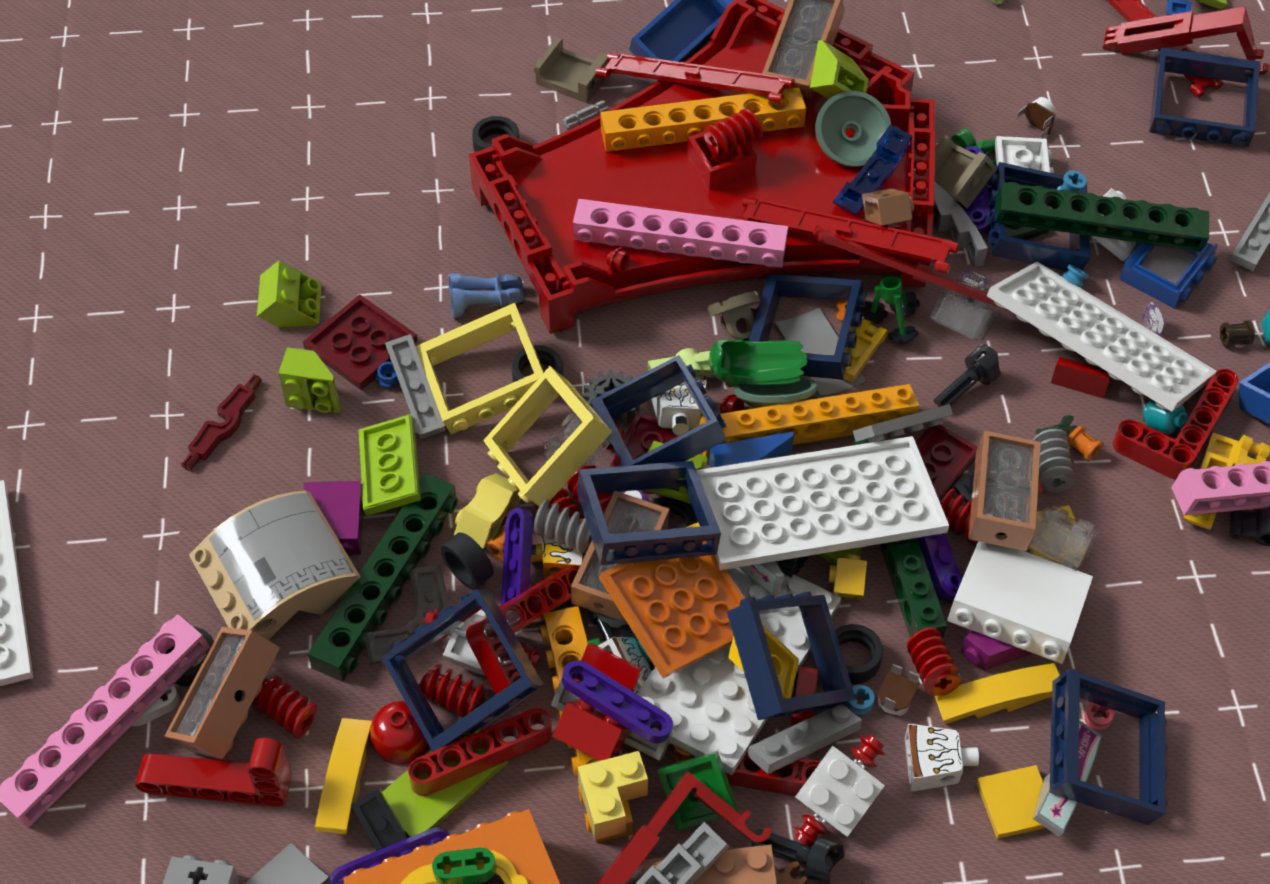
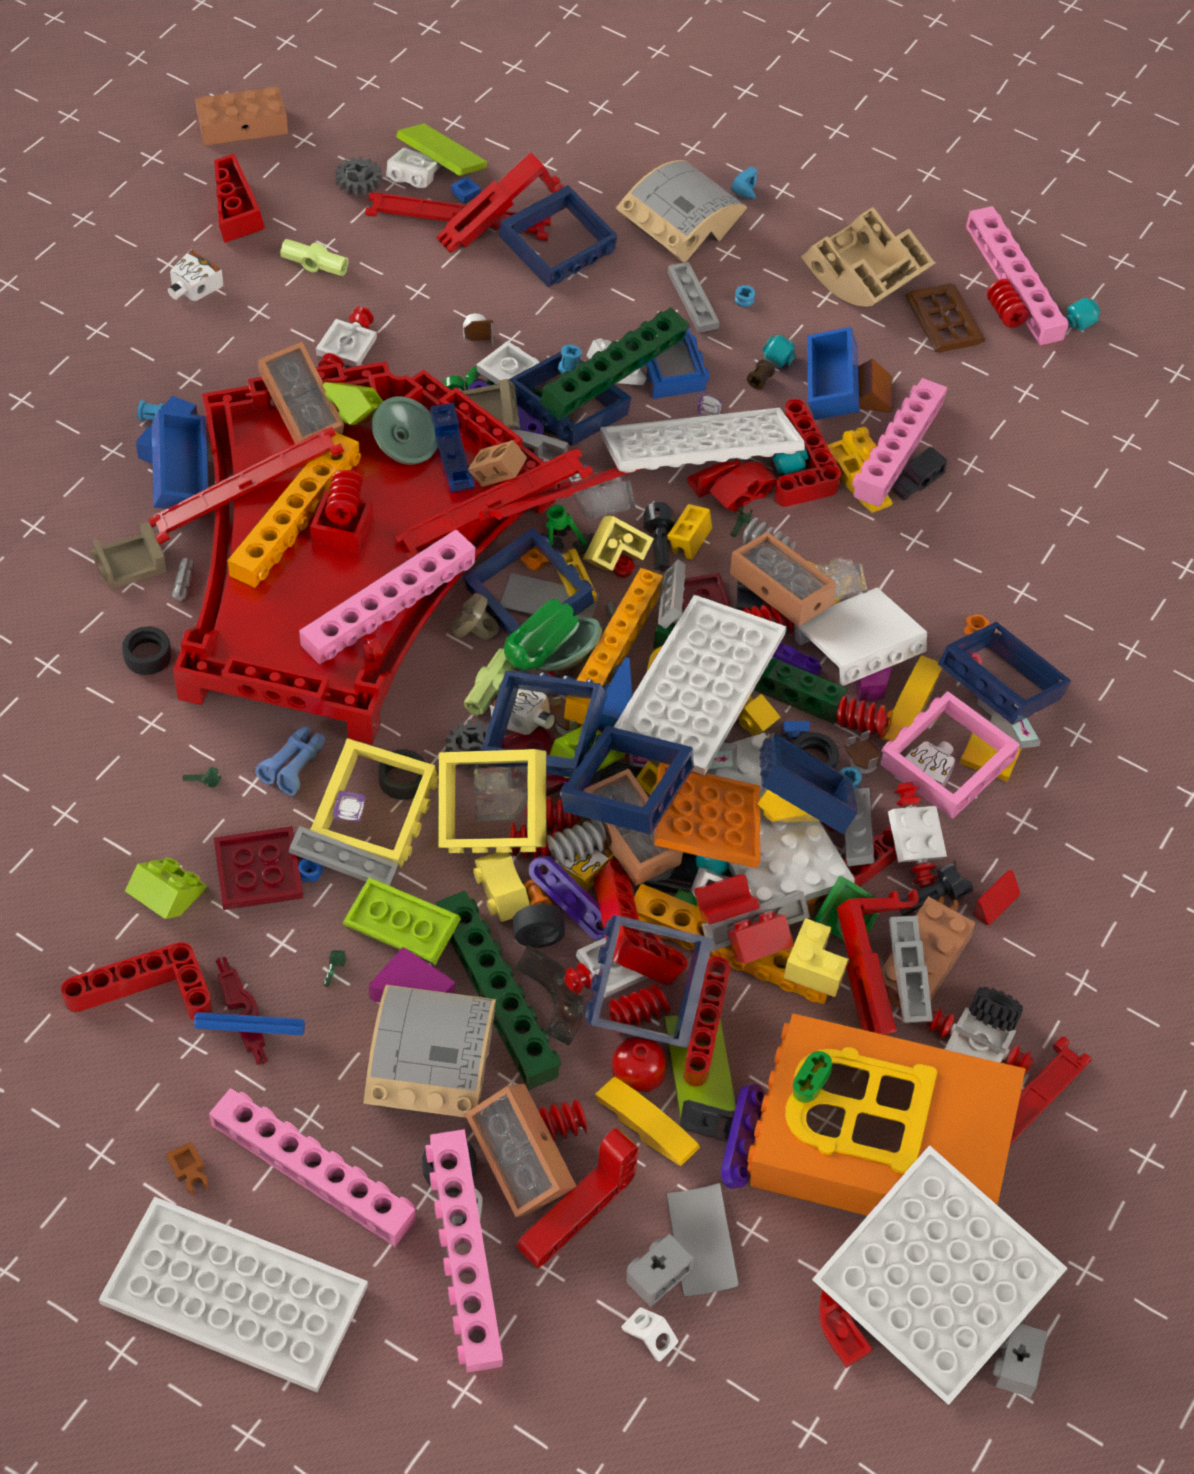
camera: 55 degrees left, 0 degrees up
(49, 481) = (187, 1165): none -> dark orange plate
(109, 655) = (388, 1226): none -> bright pink brick
(206, 433) = (249, 1023): none -> blue axle
(221, 349) = (143, 979): none -> red beam
(307, 382) = (274, 922): lime slope -> none
(319, 448) = (336, 958): none -> clear green hand
(418, 256) = (210, 779): none -> clear green hand
(457, 351) = (349, 806): none -> clear tile
(617, 701) = (762, 902): dark purple plate -> none
(868, 618) = (794, 728): none -> blue plate
(905, 378) = (624, 567): none -> red plate
(923, 346) = (613, 539): none -> light yellow brick
(927, 48) = (346, 341): none -> white plate
(956, 804) = (930, 789): none -> bright pink window
(999, 397) = (690, 530): none -> yellow hinge
(1075, 275) = (632, 417): dark azure bush -> none
(1084, 443) = (769, 515): orange bush -> none
(1093, 401) = (743, 485): none -> red brick
(1151, 685) = (975, 623): none -> orange plate

